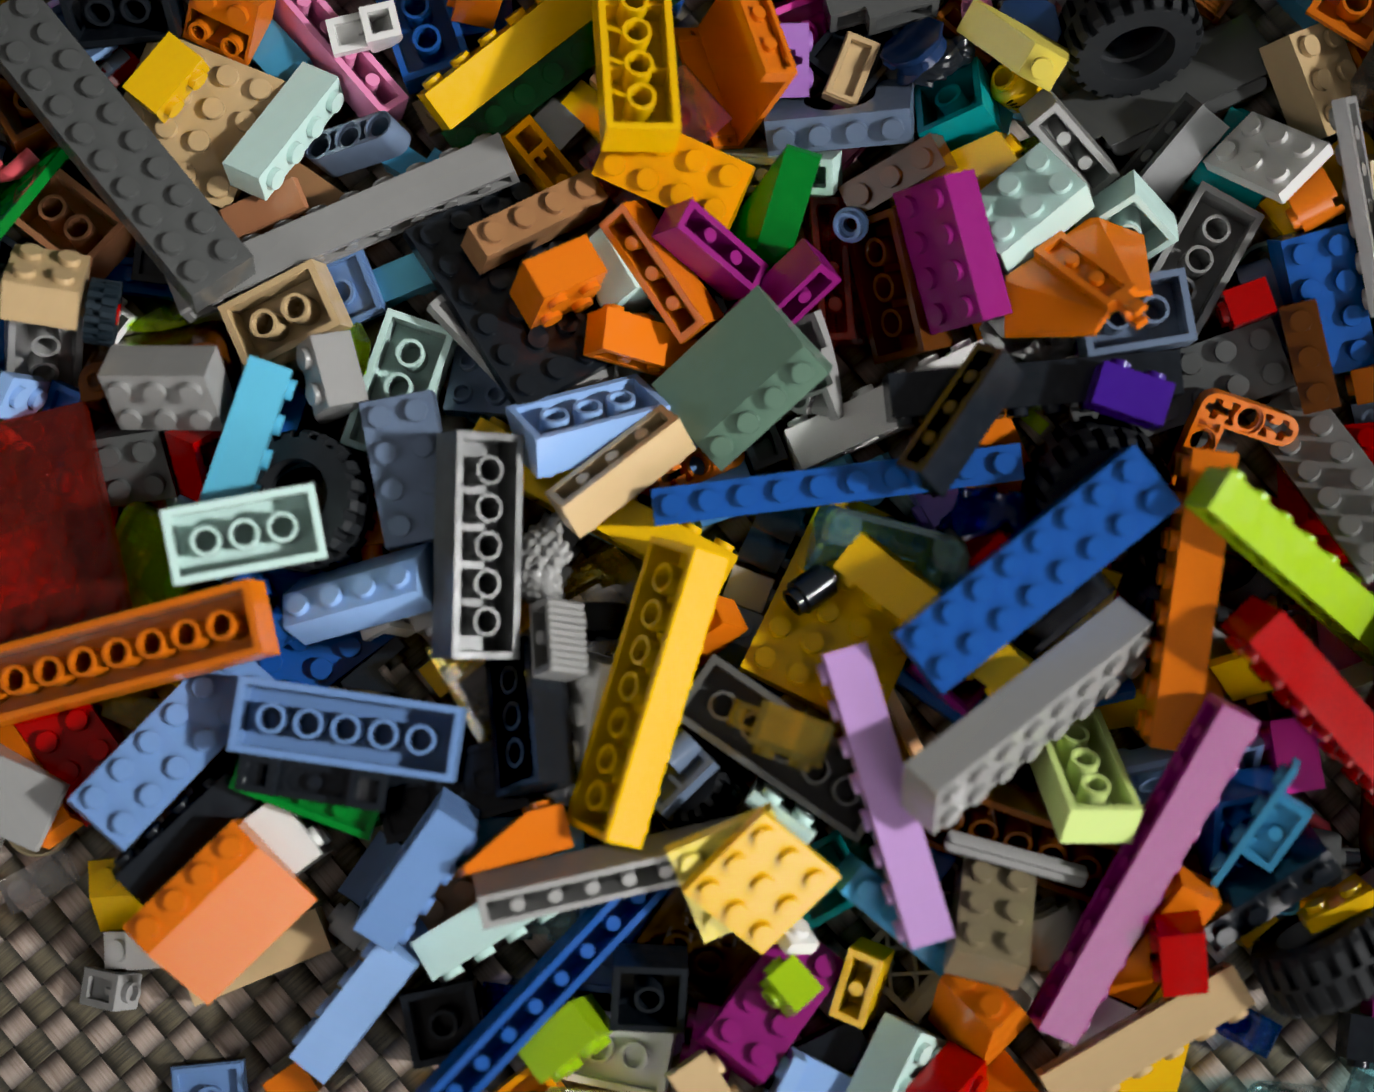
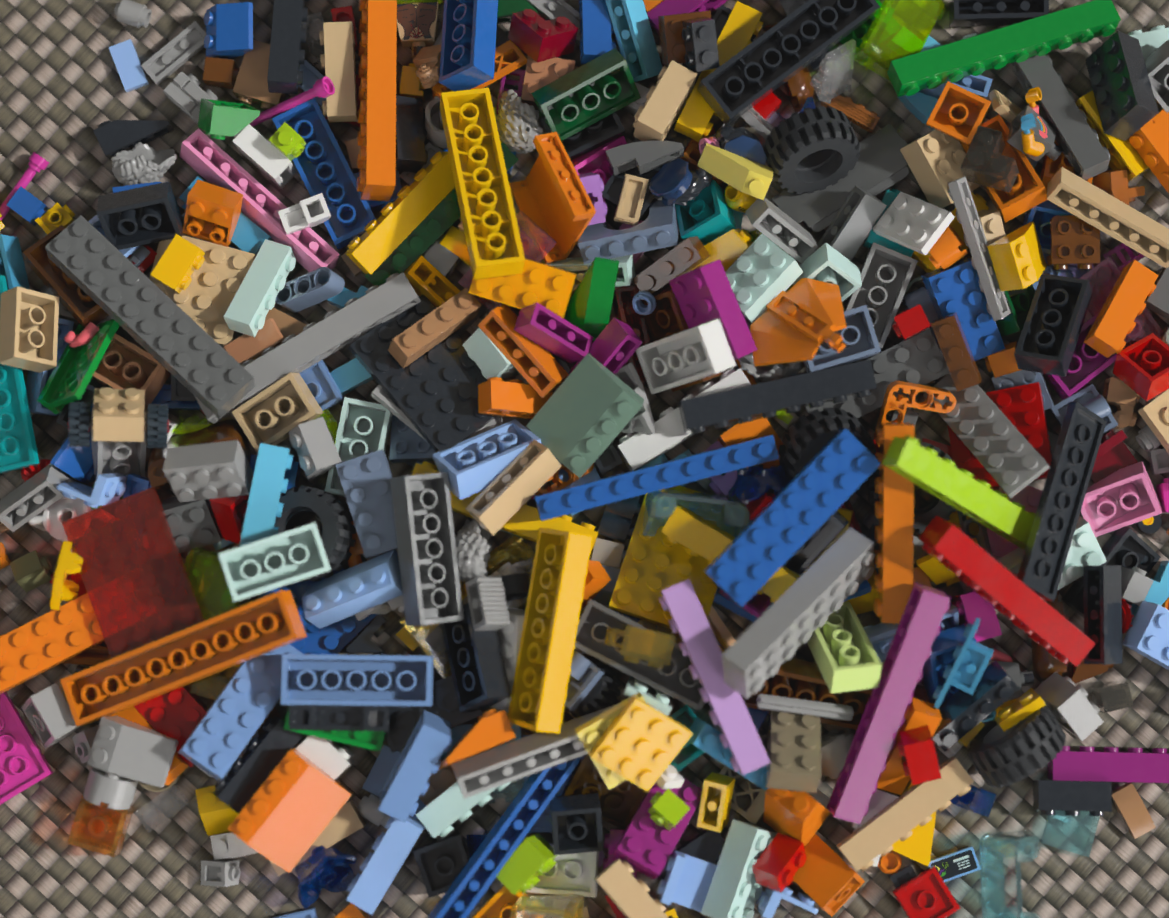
camera: 10 degrees left, 0 degrees up
(263, 1006) = (323, 870): none -> clear blue brick
(558, 282) = (456, 368): orange brick -> none
(810, 589) = (648, 548): black brick -> none
(904, 308) = (685, 357): none -> white brick
(960, 418) = (731, 425): black brick -> none
(1129, 394) = (840, 394): dark purple brick -> none

